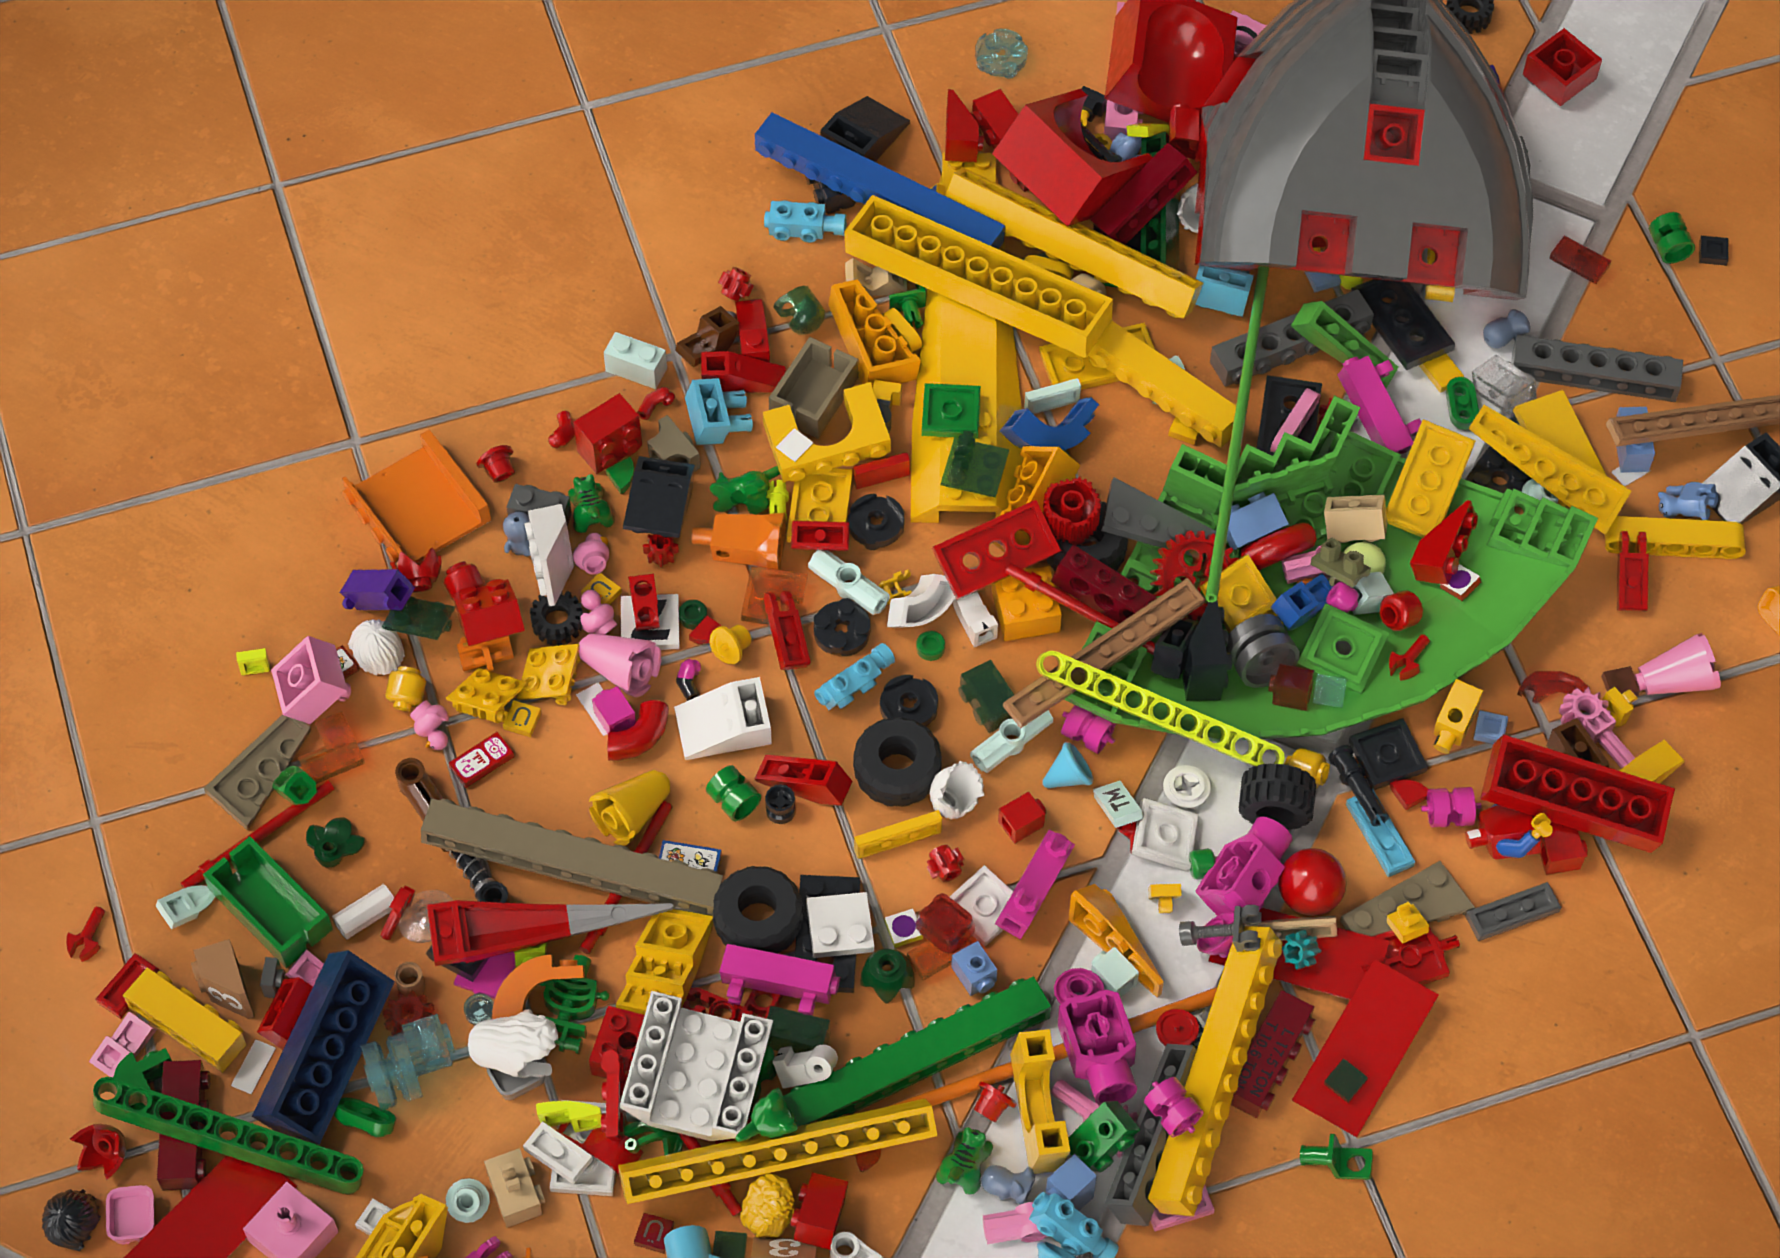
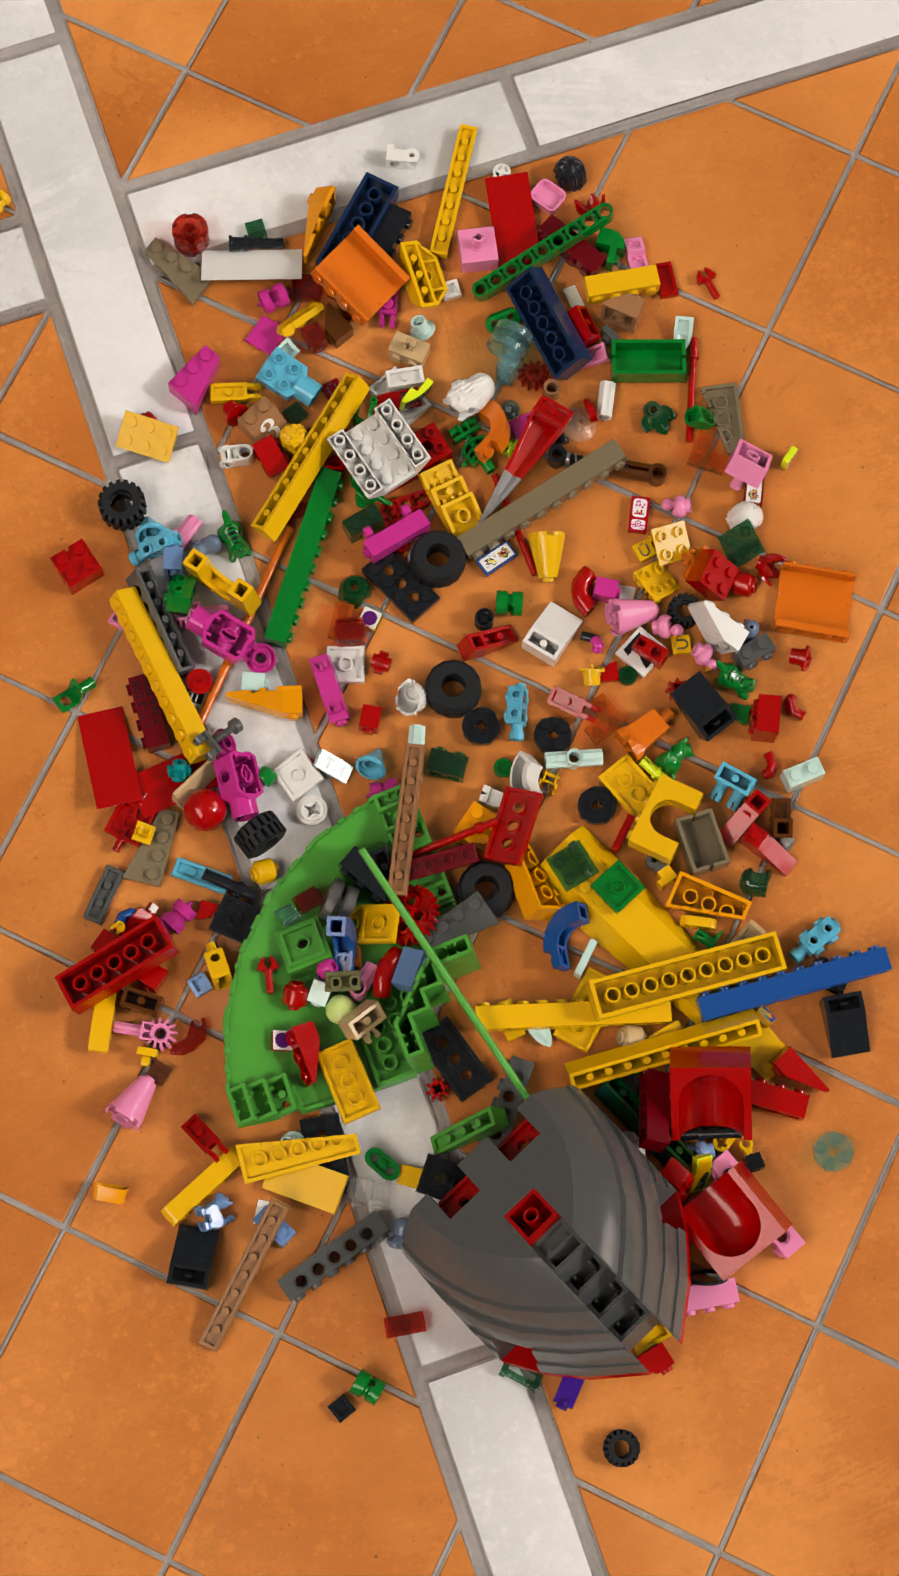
camera: 130 degrees right, 15 degrees up
(376, 590) = (773, 536): dark purple brick -> none
(405, 688) = (708, 510): yellow head -> none
(613, 1120) = (415, 421): red hinge -> none
(673, 445) = (732, 747): dark tan brick -> none
(735, 284) = (804, 866): red gear -> none
(770, 1118) = (324, 460): green animal -> none
(794, 445) = (669, 791): white sticker -> none
(804, 1067) = (342, 507): white leg -> none
(820, 535) = (609, 764): red slope -> none
(840, 925) = (395, 587): white plate -> none
(898, 834) = (417, 654): yellow tile -> none
(974, 969) = (316, 624): medium blue brick -> none
(993, 1101) = (249, 574): red piece -> none
(1072, 510) = (494, 891): red brick -> none
(1145, 710) = (350, 812): neon yellow beam -> none
(1164, 894) = (269, 744): yellow tile -> none
(1175, 1109) = (152, 624): dark pink wheel -> none
(1298, 417) = (449, 1057): bright pink beam -> none
(1345, 1080) = (103, 732): clear green tile -> none
(1377, 410) = (417, 1107): dark pink brick -> none
(1562, 67) = (530, 1451): red brick -> none

